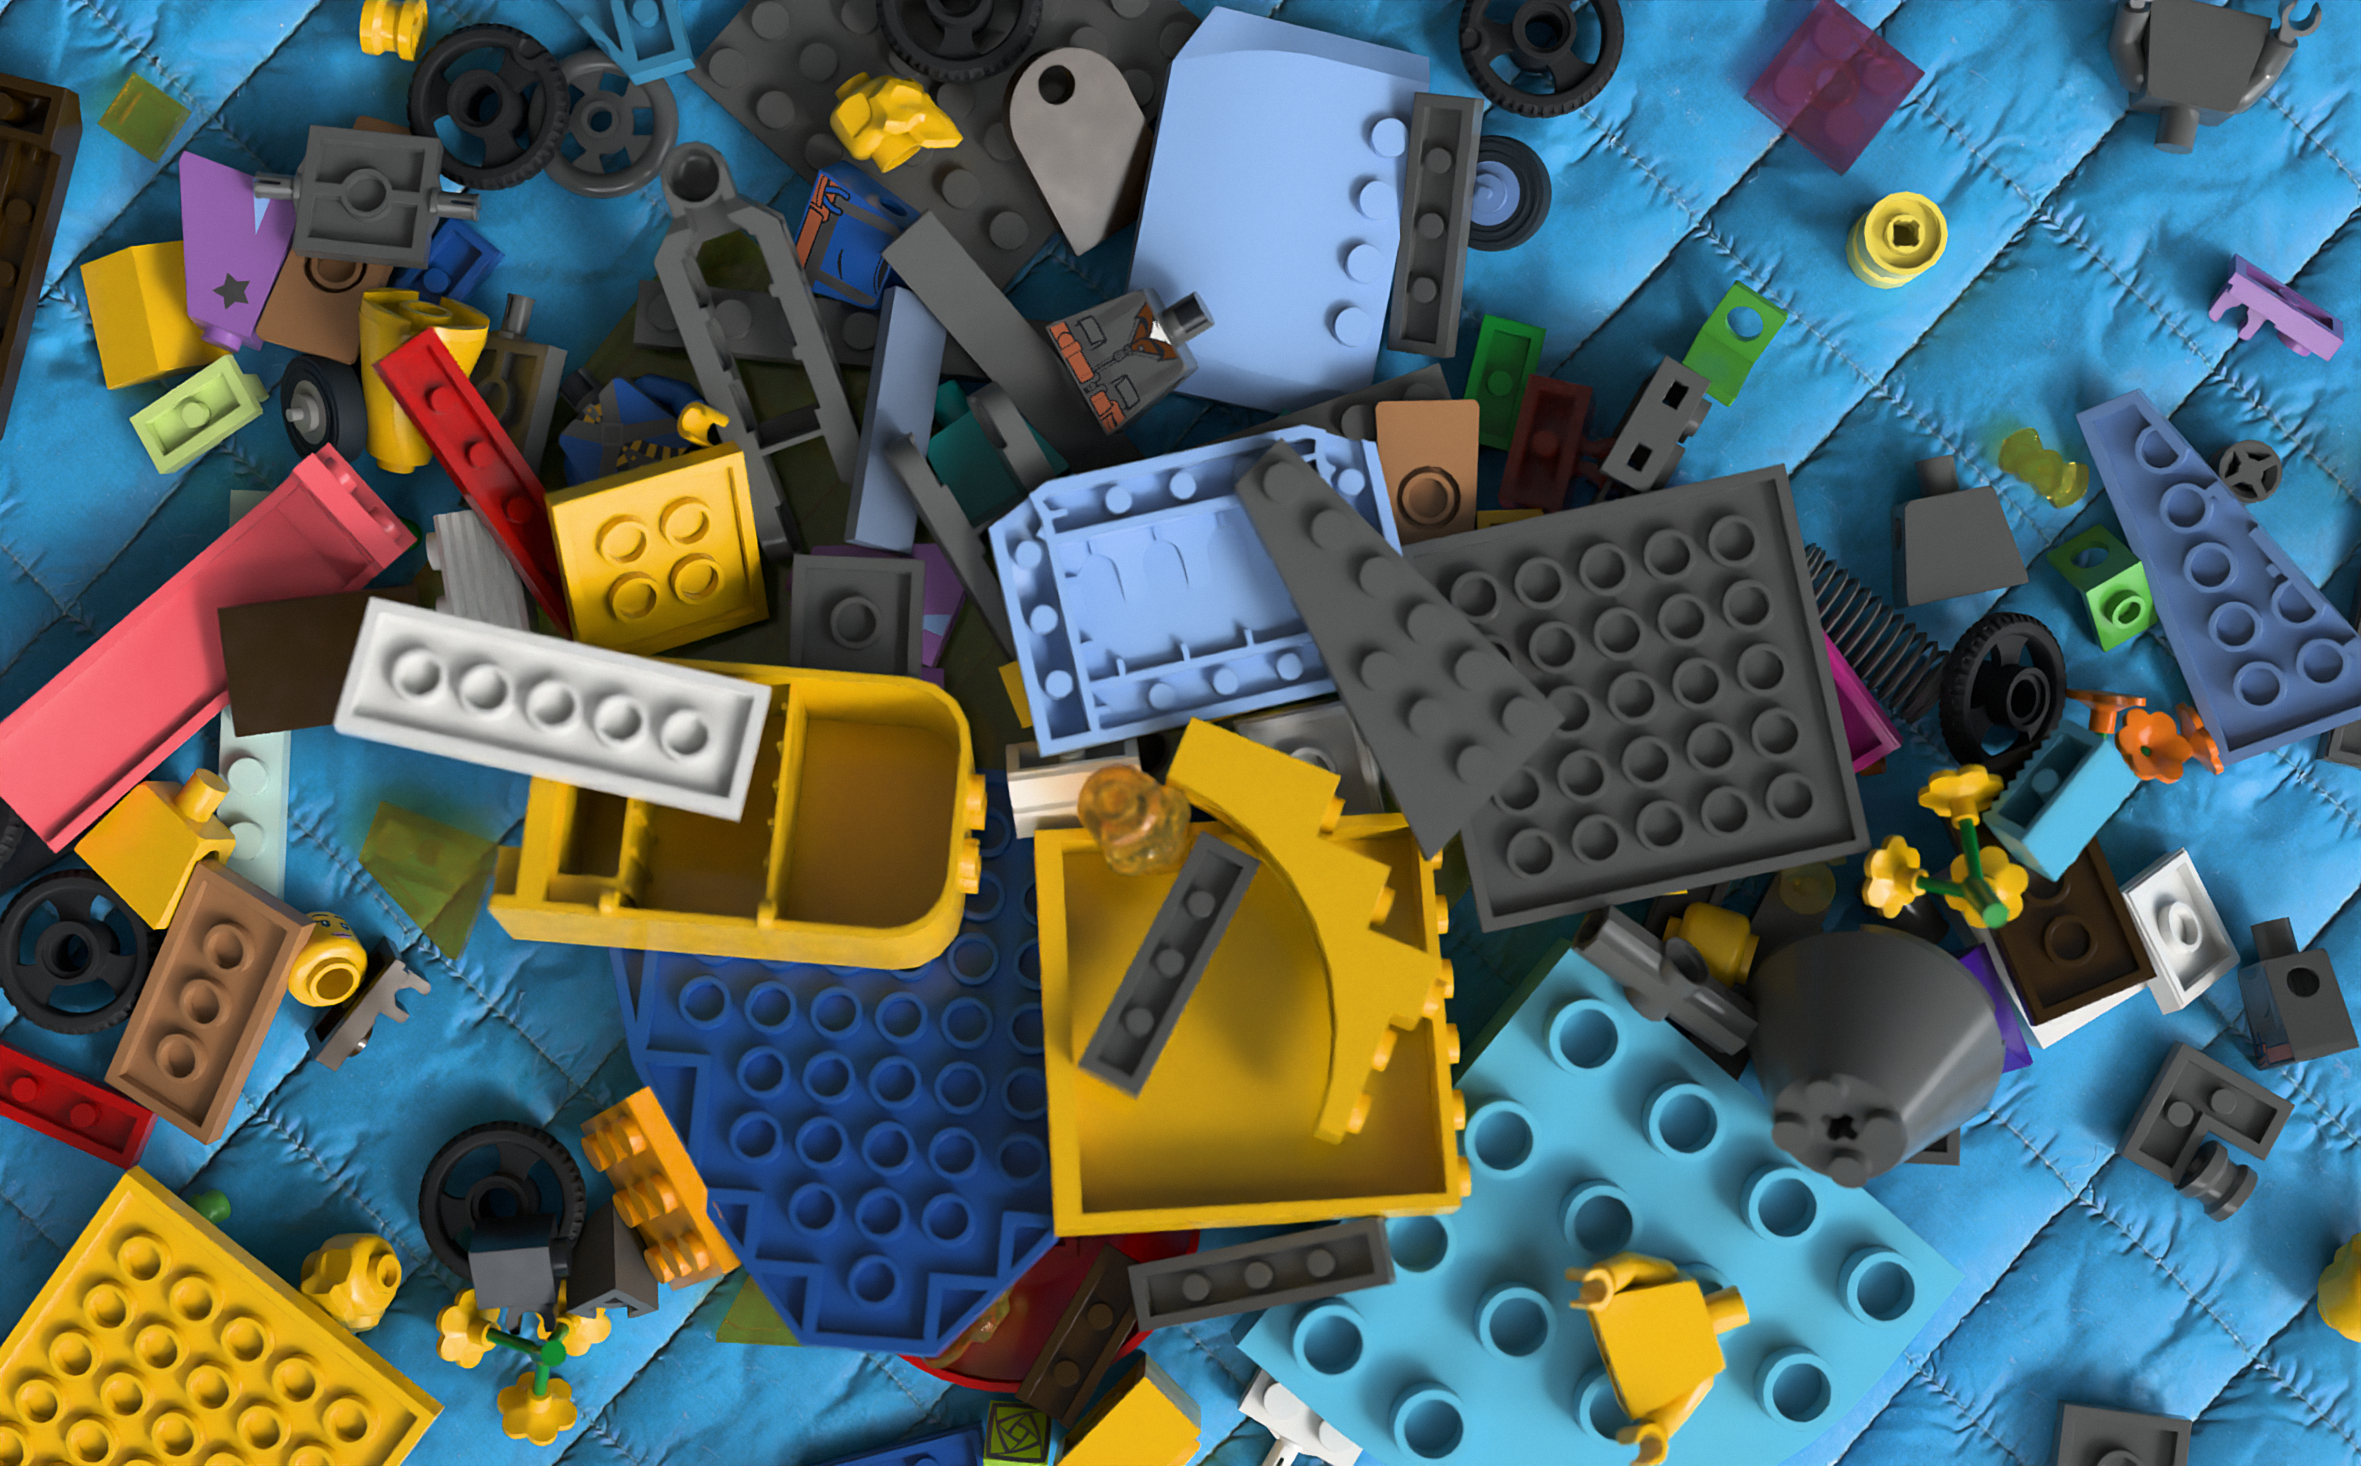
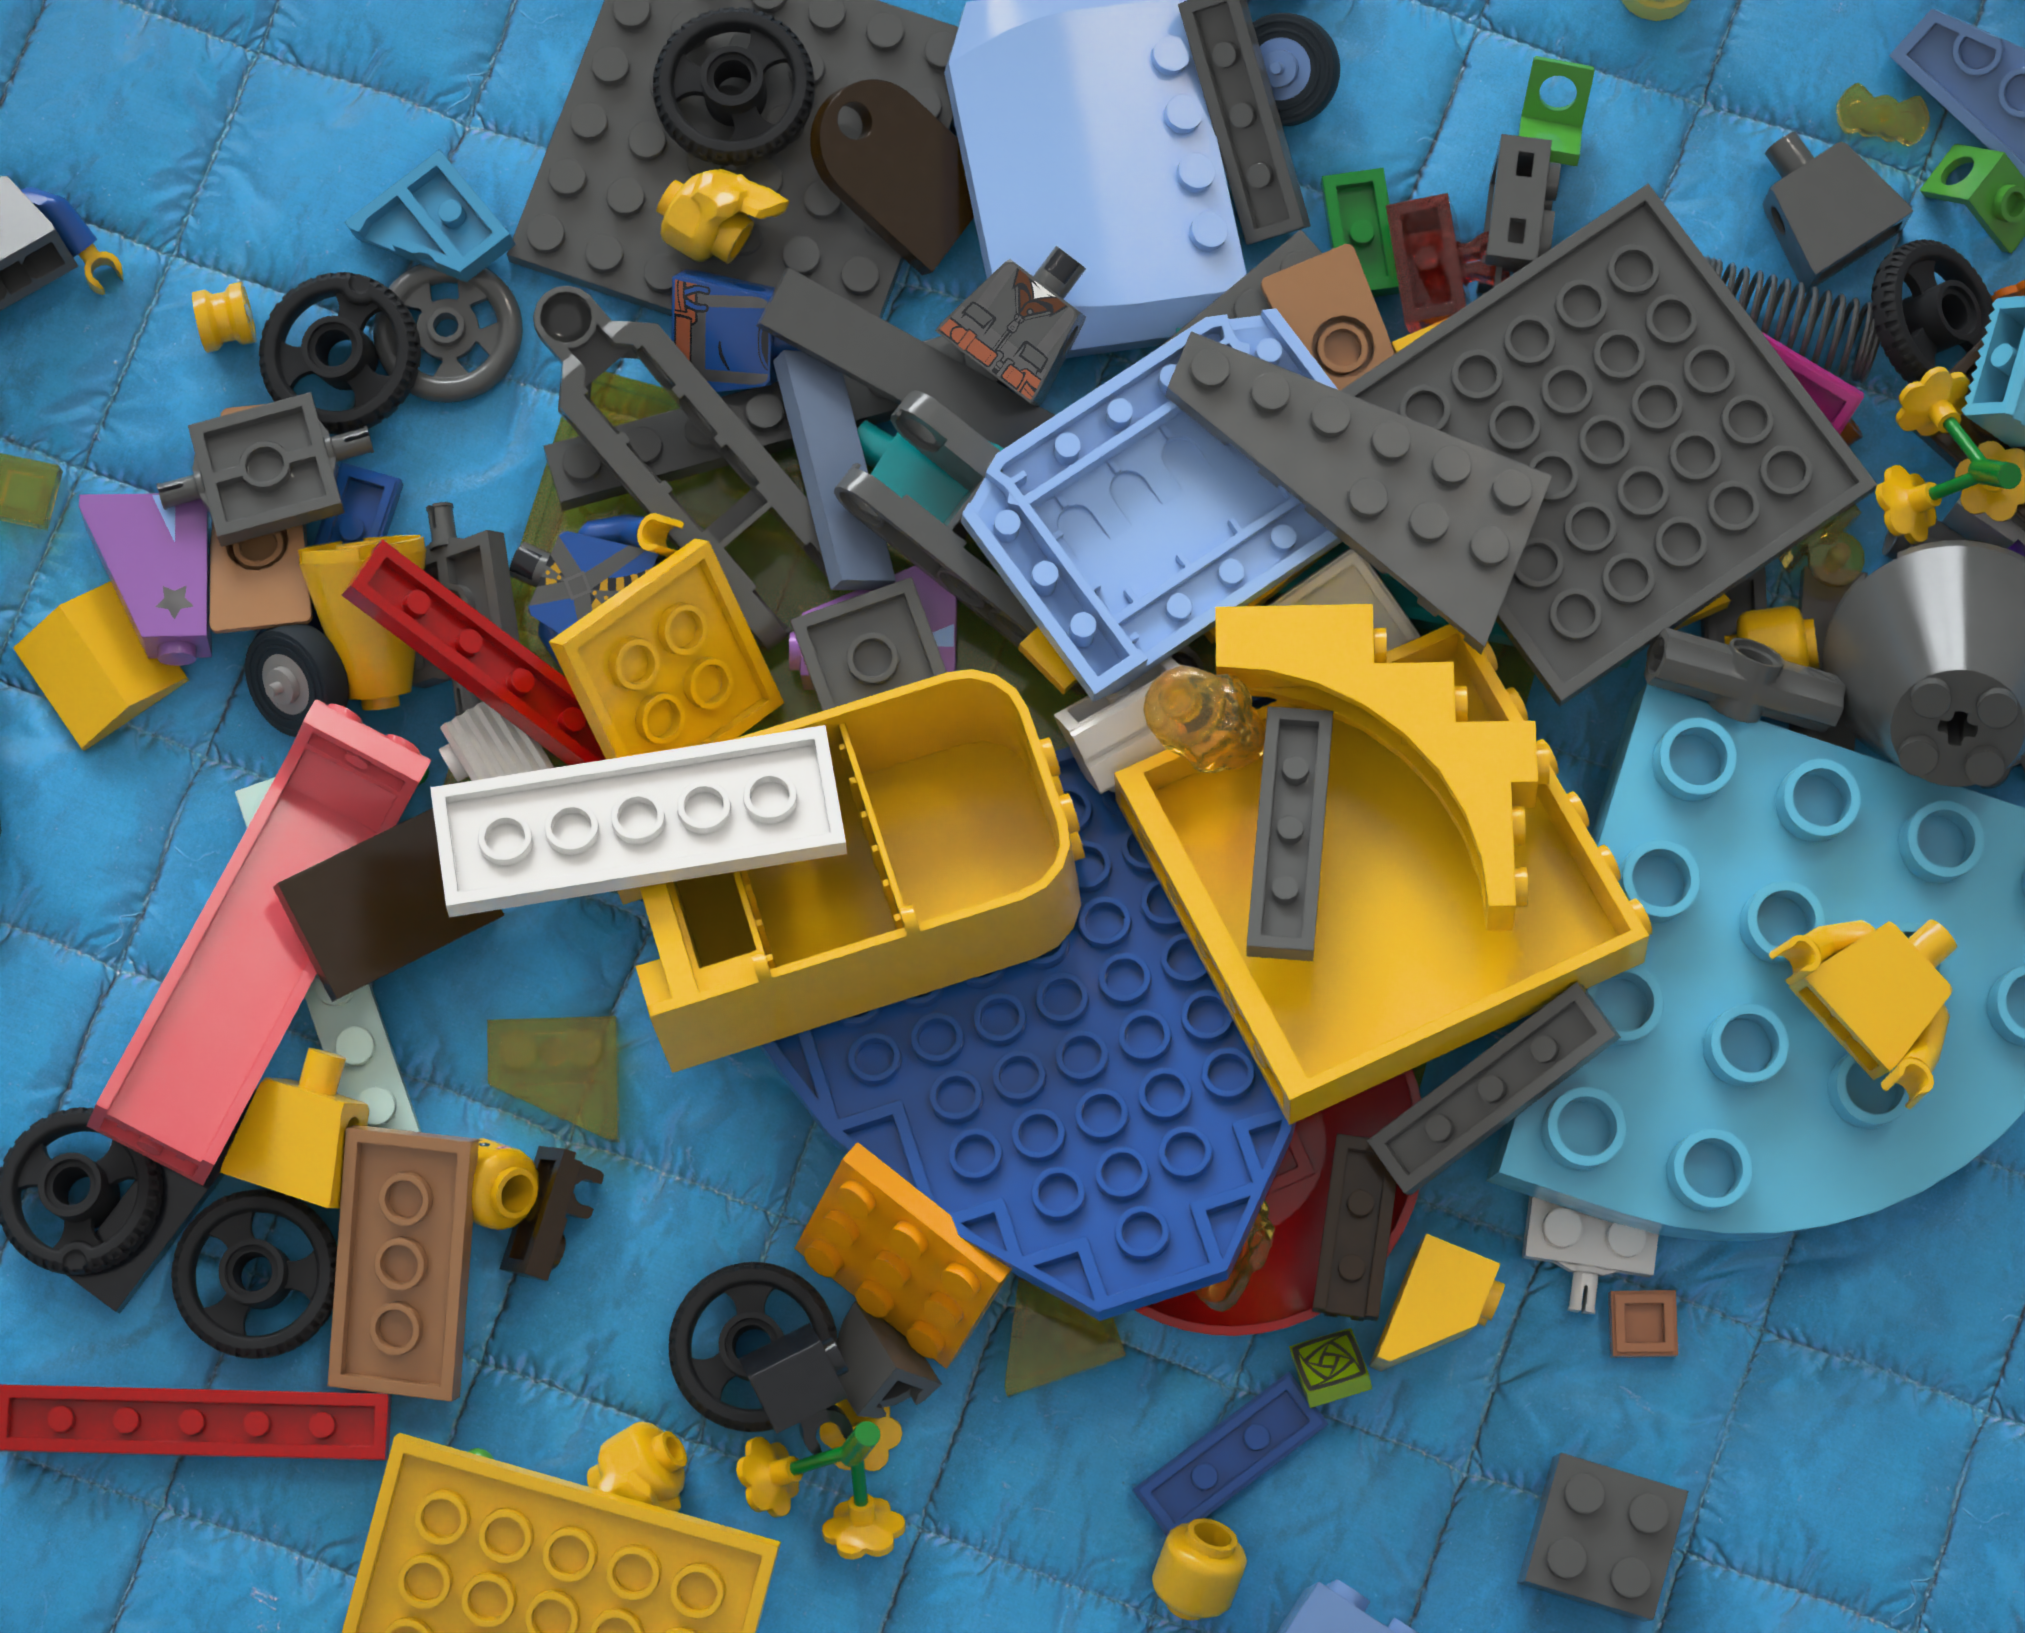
camera: 20 degrees left, 10 degrees down
(199, 414) = (179, 732): yellowish green plate -> none

